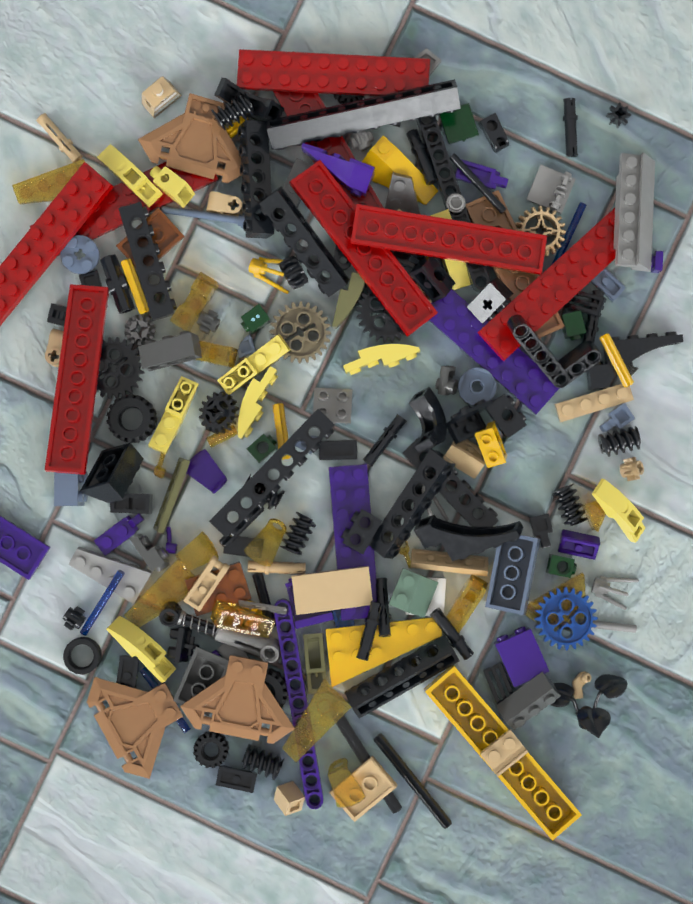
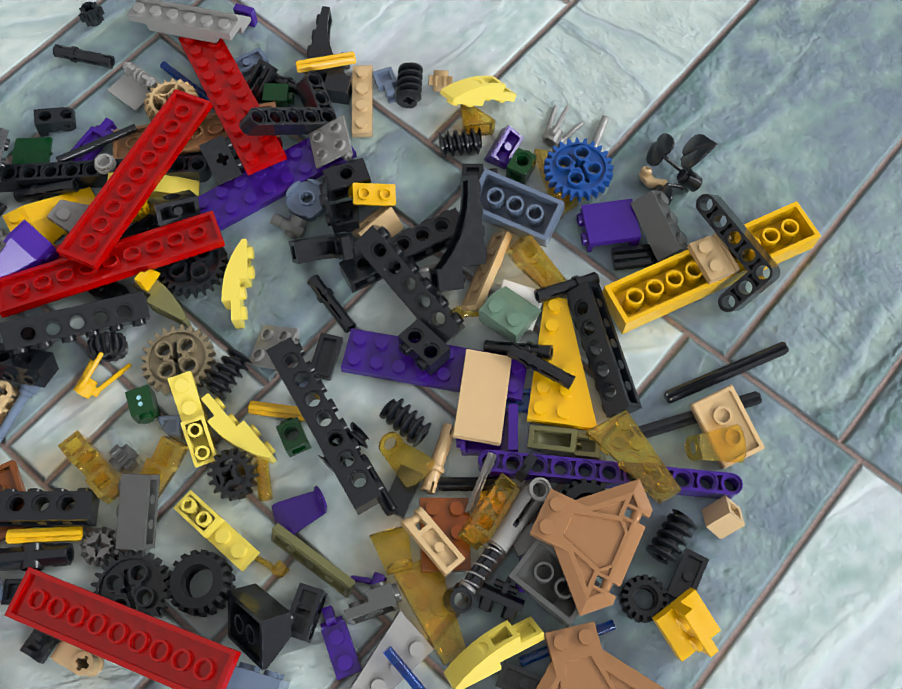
camera: 70 degrees left, 20 degrees down
(199, 786) = (688, 626): none -> yellow bracket
(281, 639) = (529, 463): none -> black tile
(298, 377) = (226, 373): none -> black piece
(356, 283) = (147, 279): none -> yellow tile
(515, 773) = (741, 251): none -> black beam
(533, 391) = (331, 142): none -> light grey hinge

